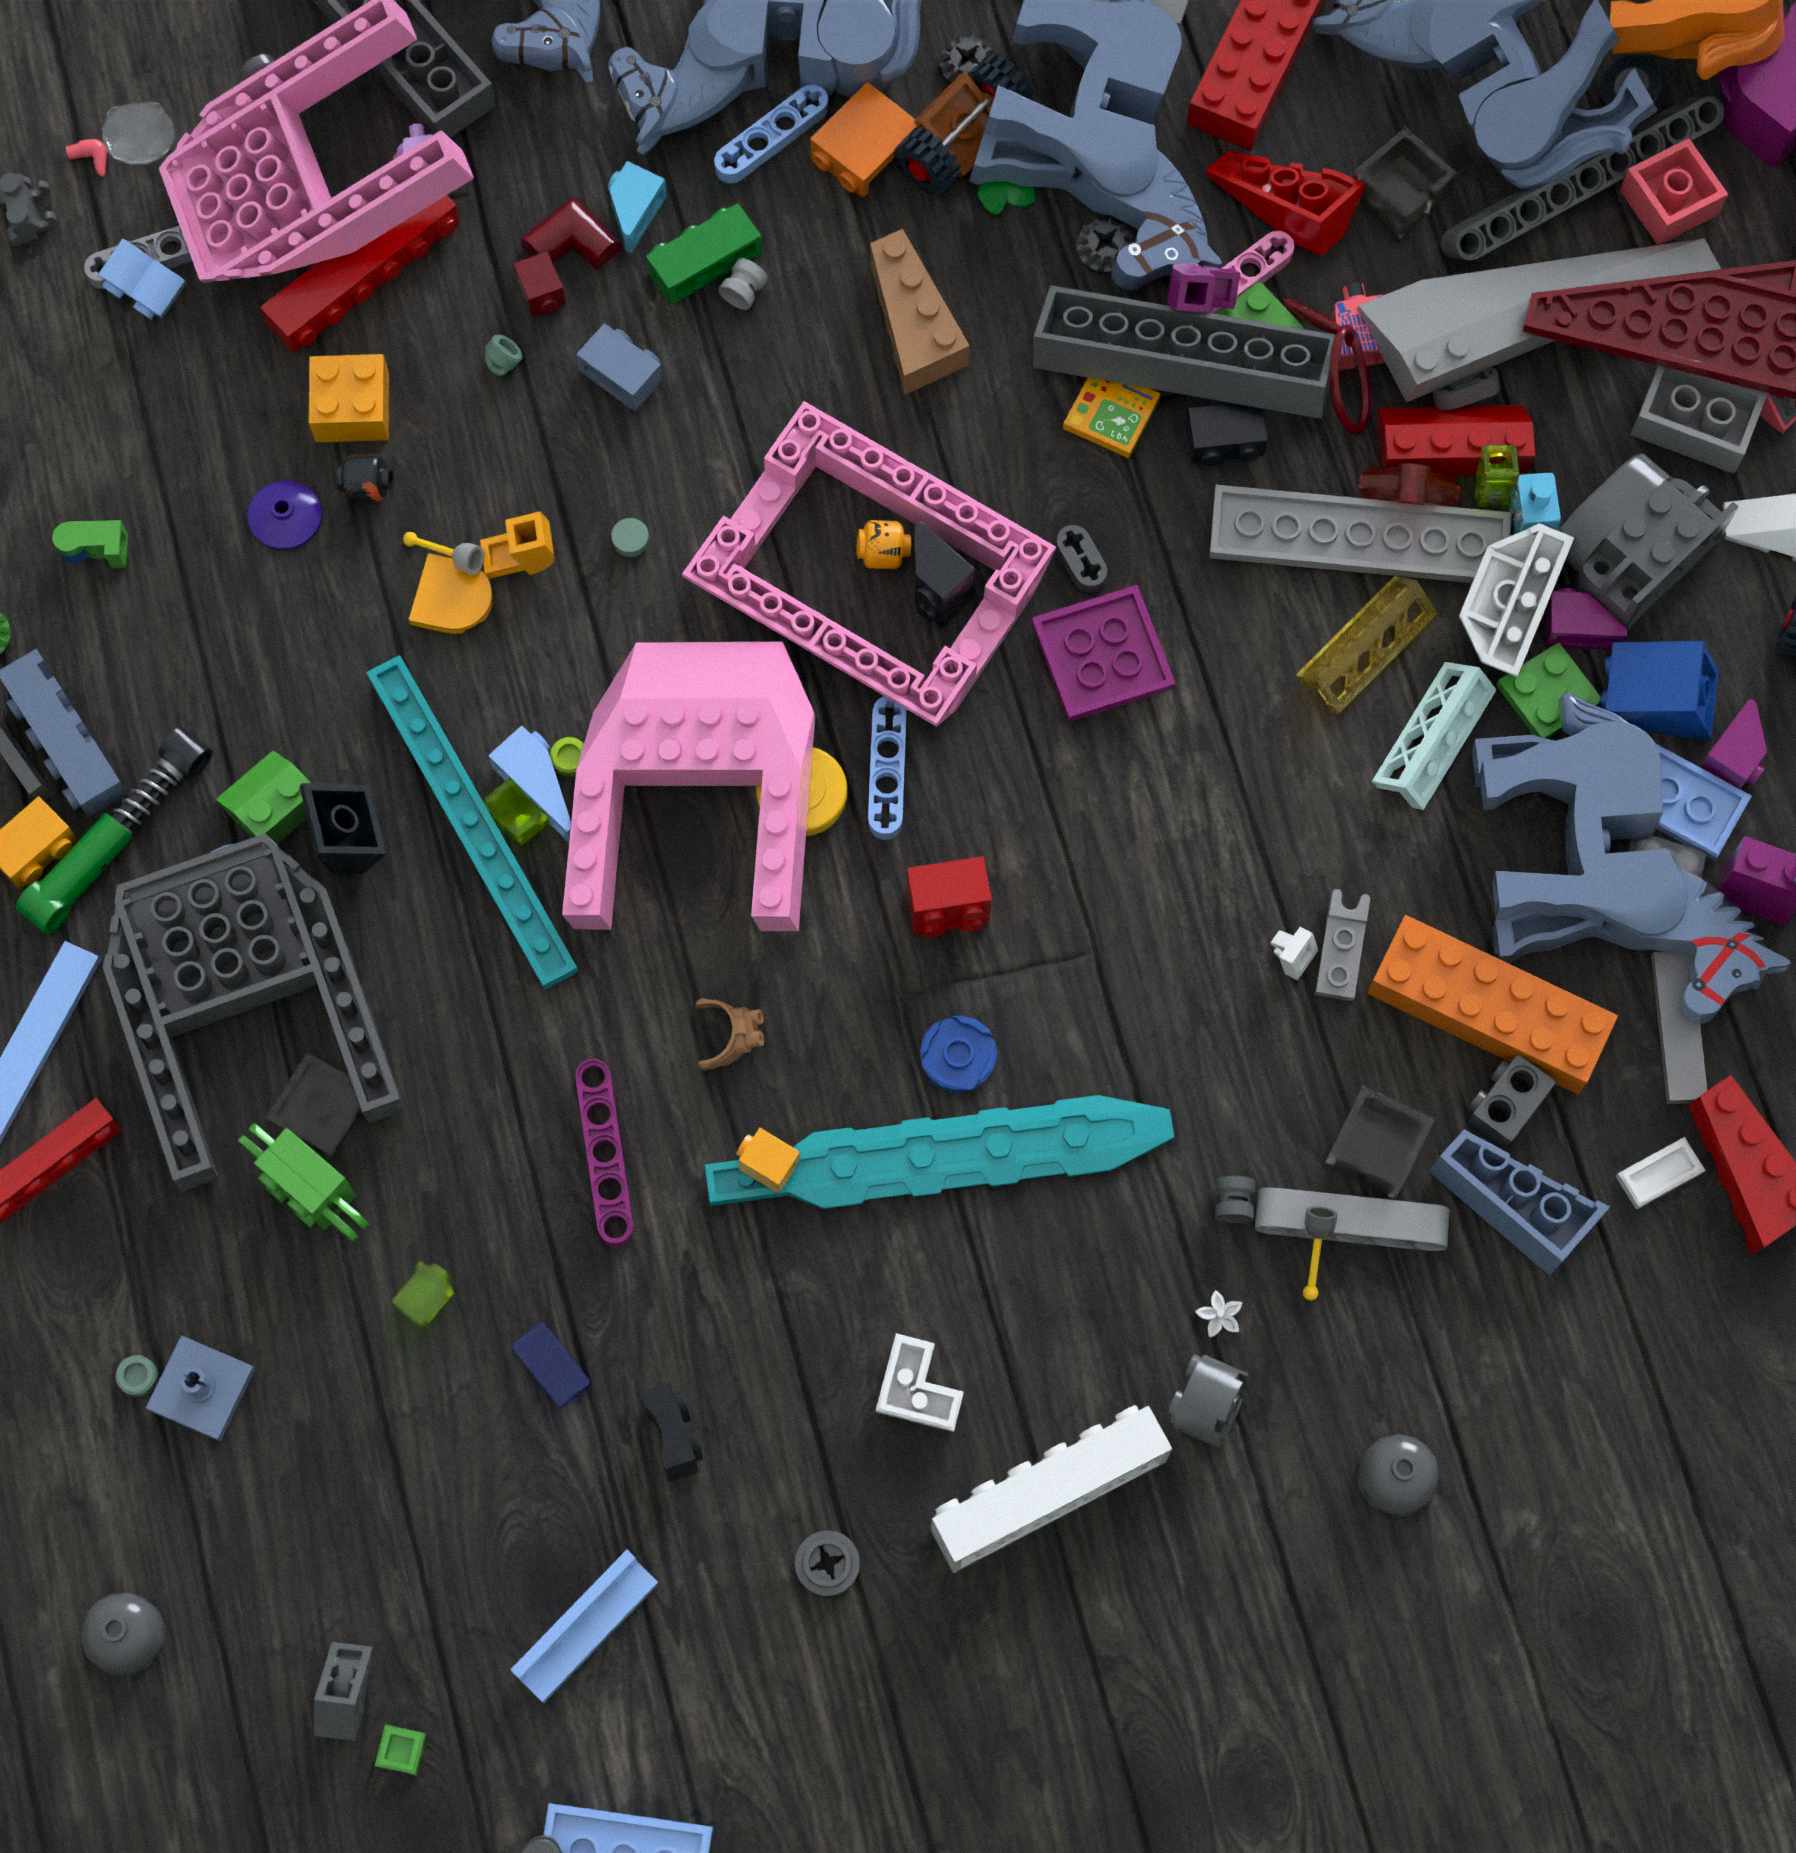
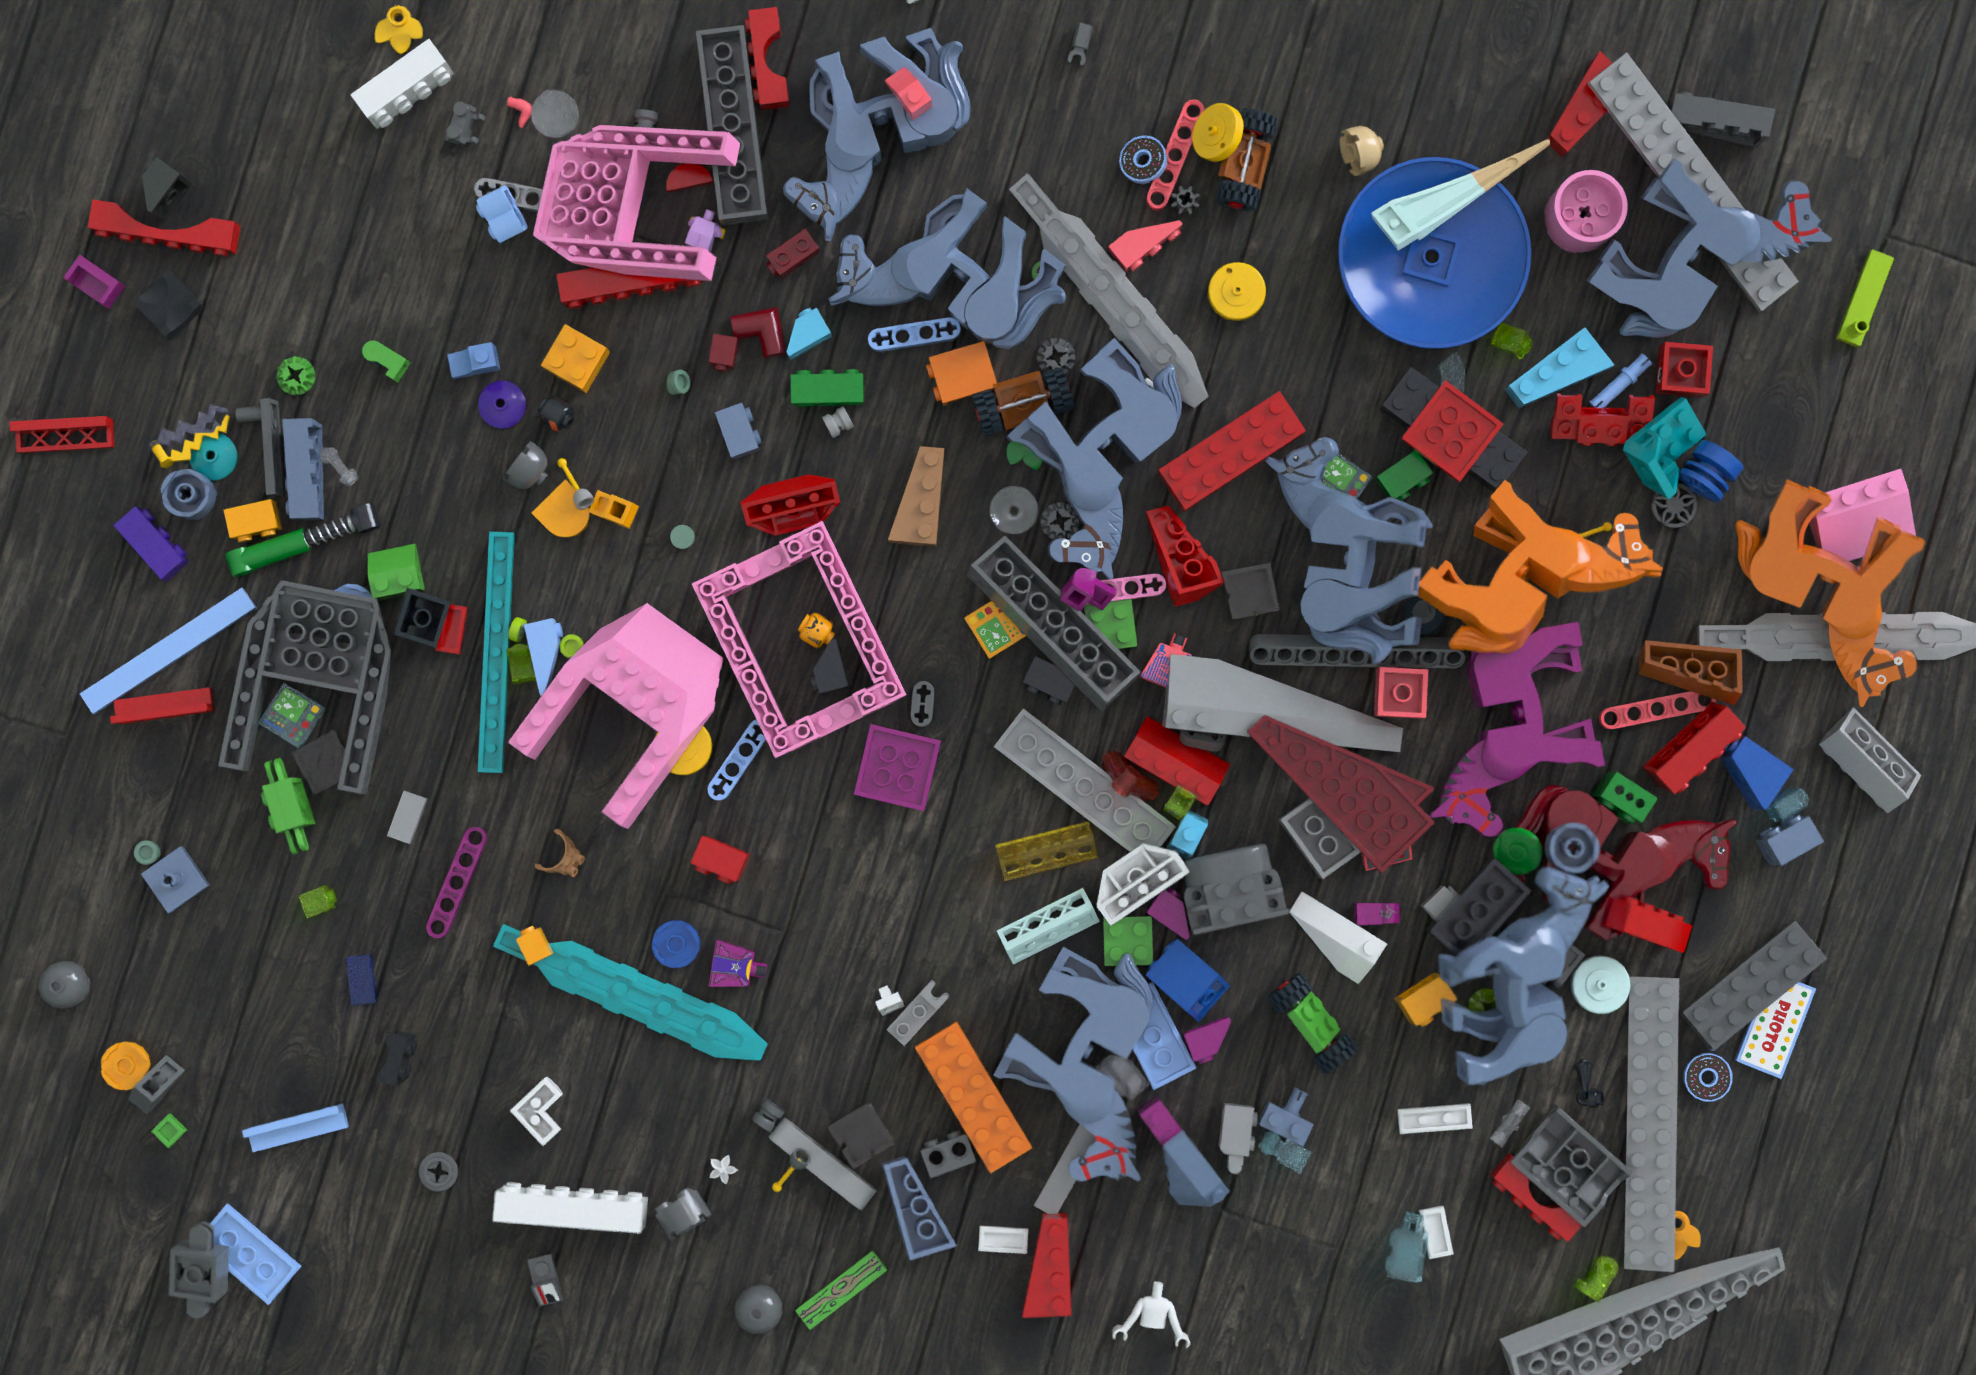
camera: 30 degrees right, 15 degrees up
(90, 707) = (330, 456): none -> clear bar
(215, 477) = (474, 360): none -> medium blue arch
(236, 1068) = (292, 715): none -> tile
(279, 1696) = (124, 1065): none -> light orange tile
(360, 112) = (688, 176): none -> red tile
(370, 561) = (527, 468): none -> dark grey cylinder
(396, 831) = (453, 630): none -> red tile
(481, 1107) = (407, 817): none -> light grey tile
(482, 774) = (517, 629): none -> lime tile
(554, 123) = (792, 254): none -> dark red brick
(750, 409) = (791, 504): none -> red wedge
(1038, 246) = (1013, 497): none -> clear dish
(1057, 1030) = (734, 966): none -> torso
(1075, 1622) = (545, 1280): none -> dark grey slope
(1351, 340) = (1149, 673): dark red piece -> none
(1492, 1377) = (841, 1289): none -> bright green tile

